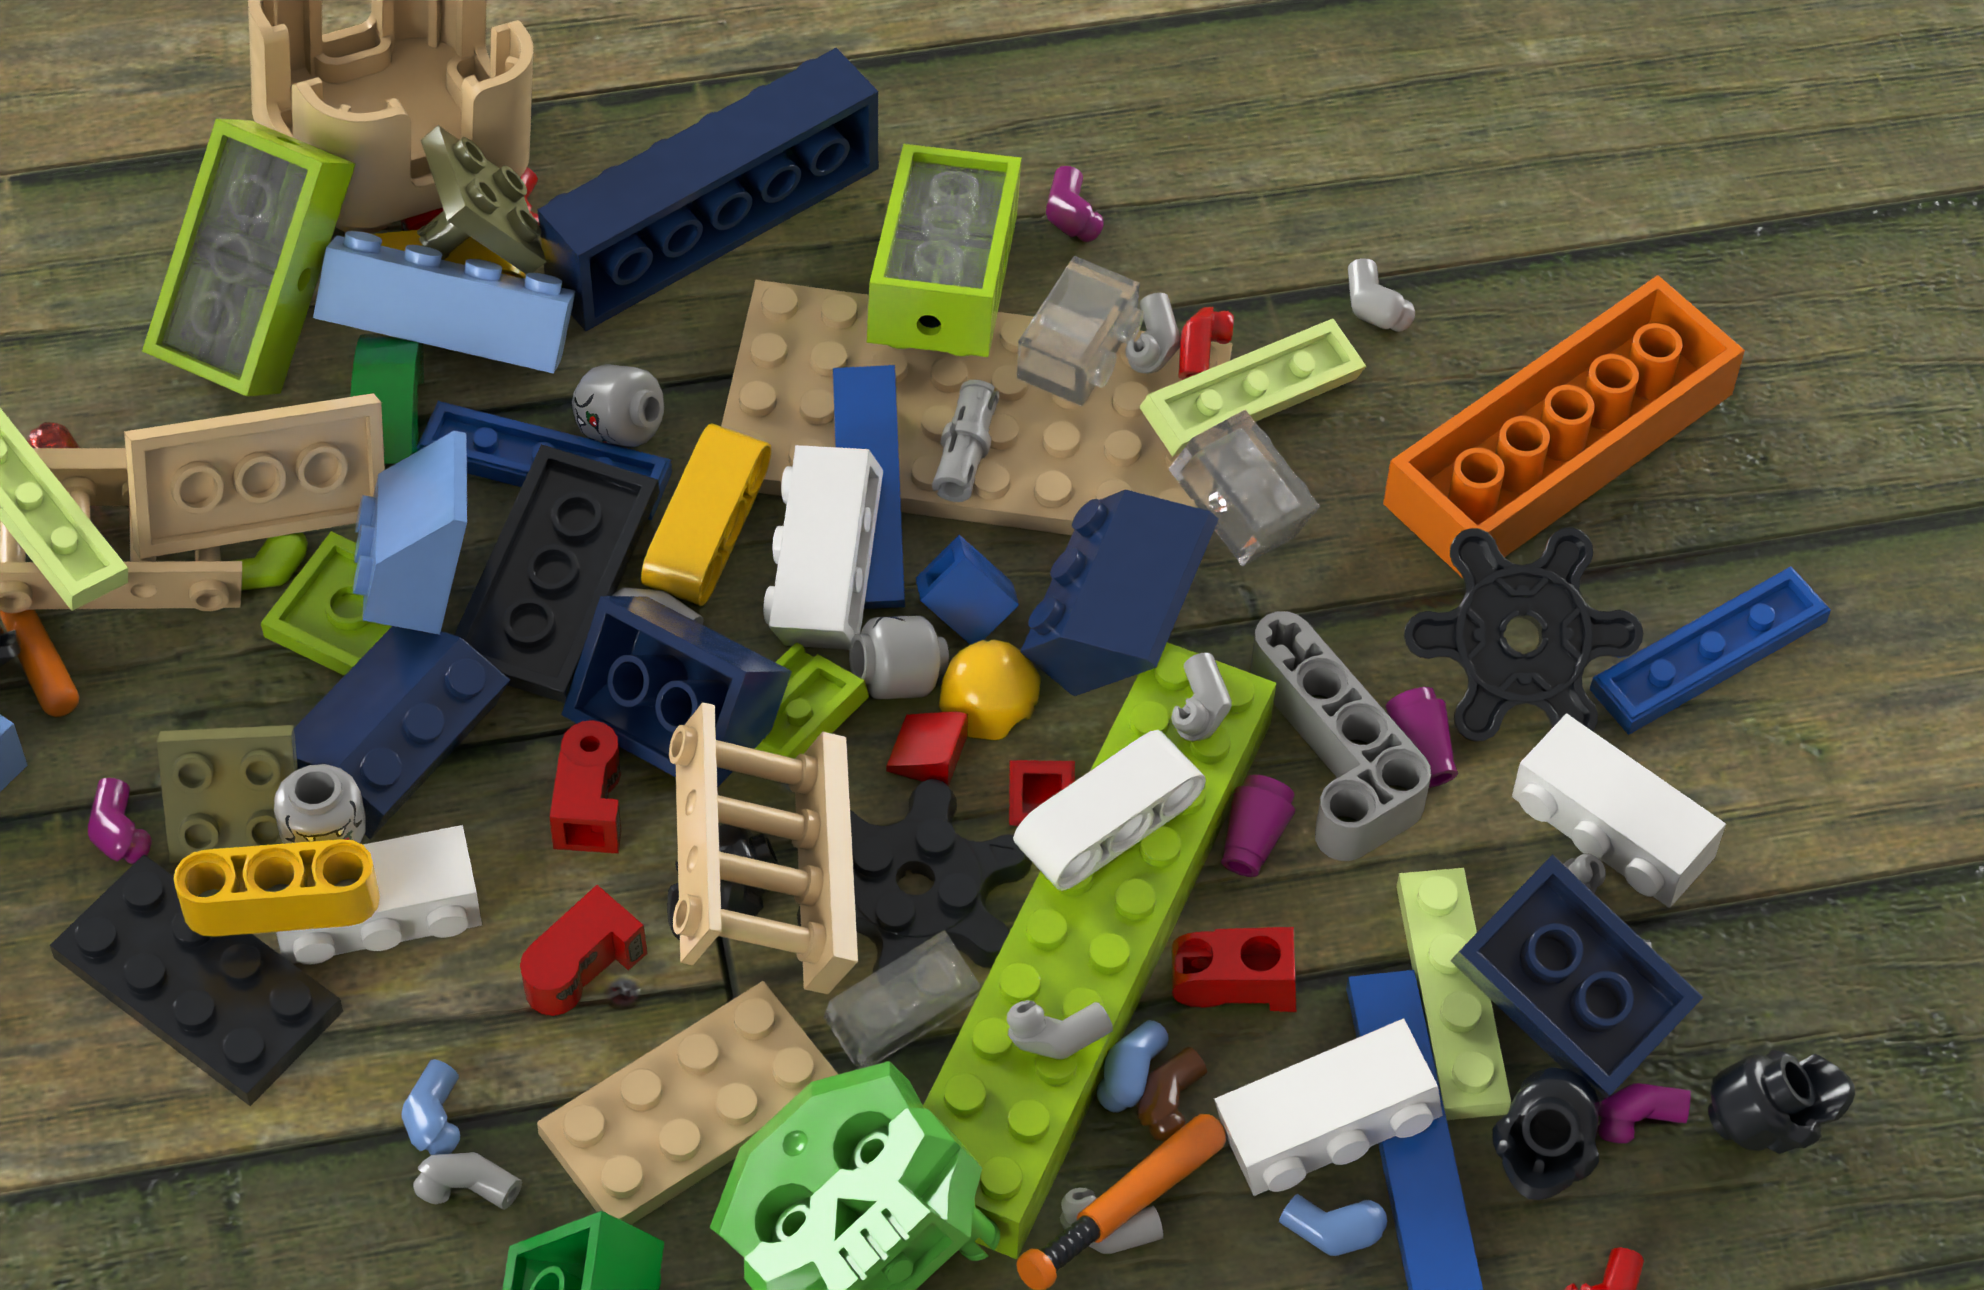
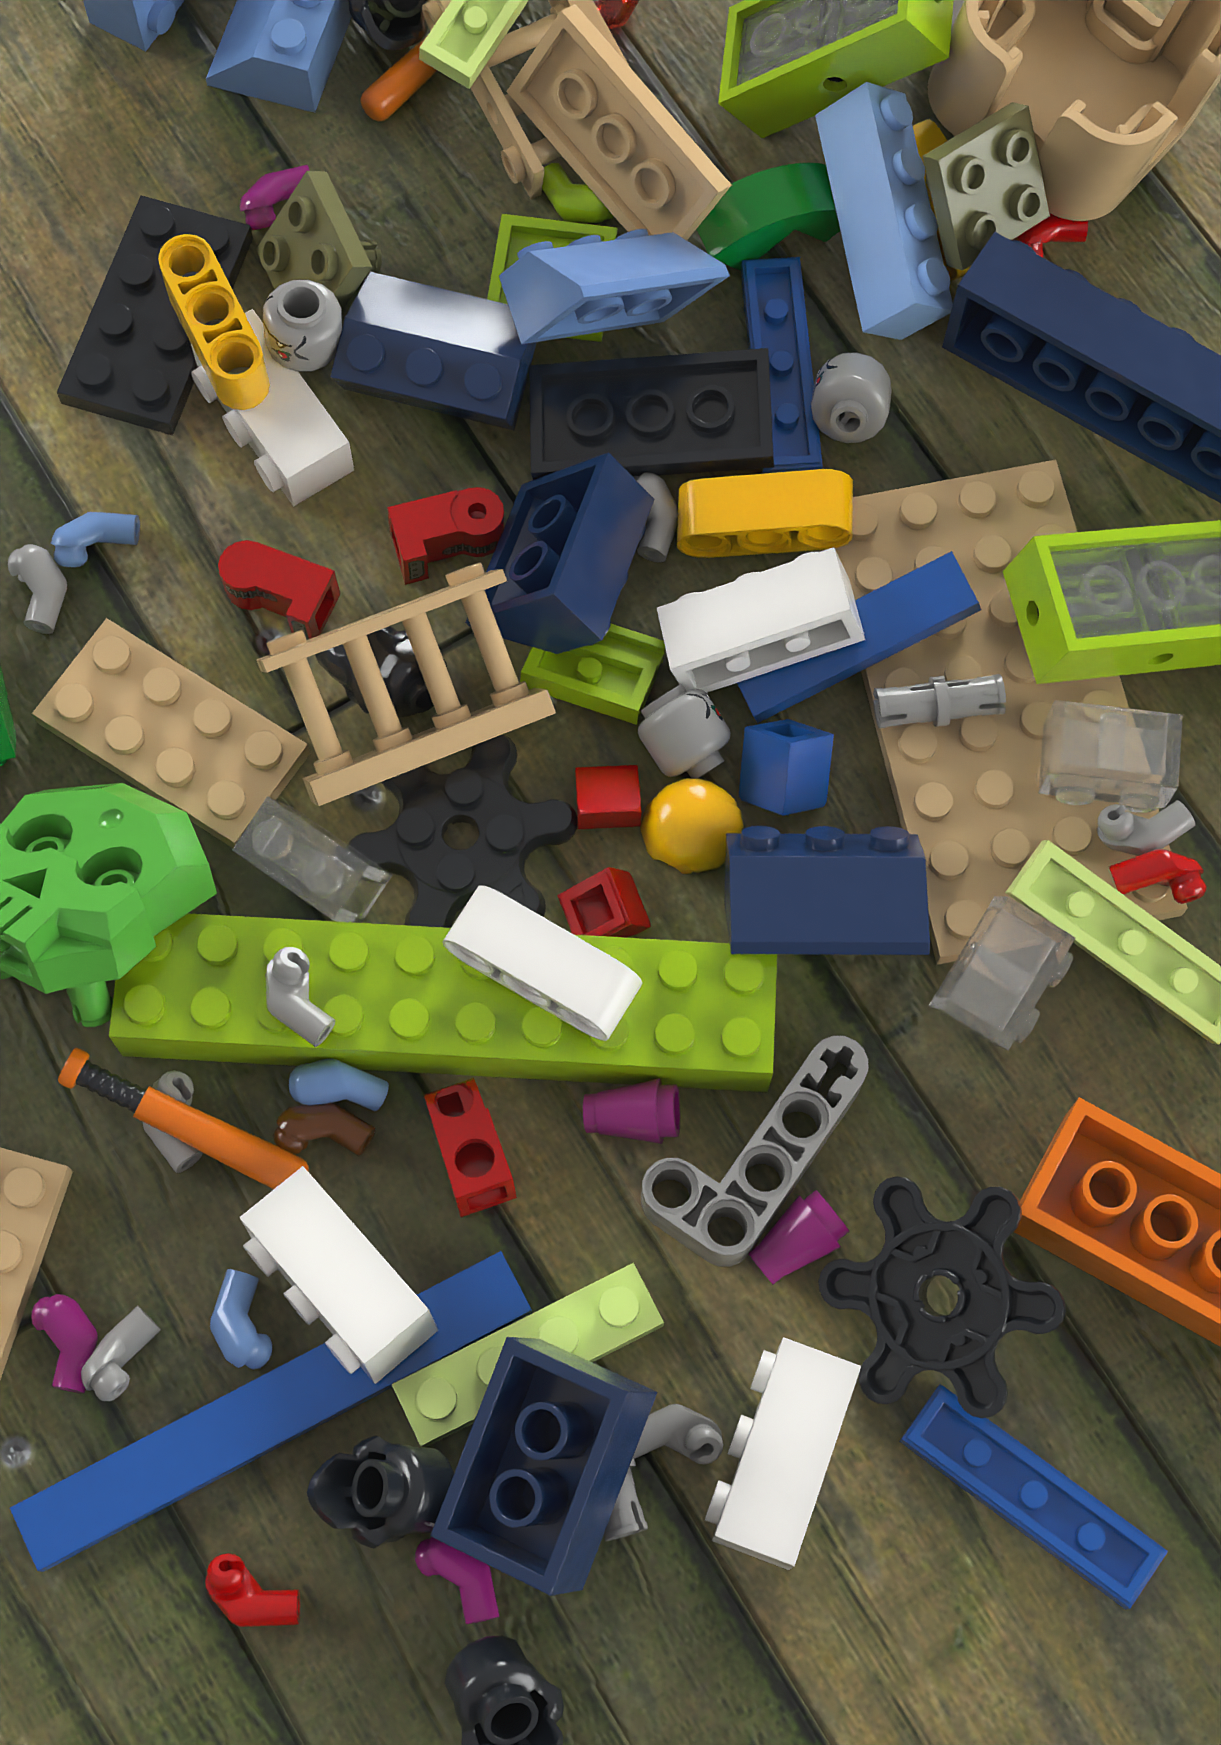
camera: 70 degrees right, 15 degrees up
(1209, 703) = (702, 1014): light grey arm -> none

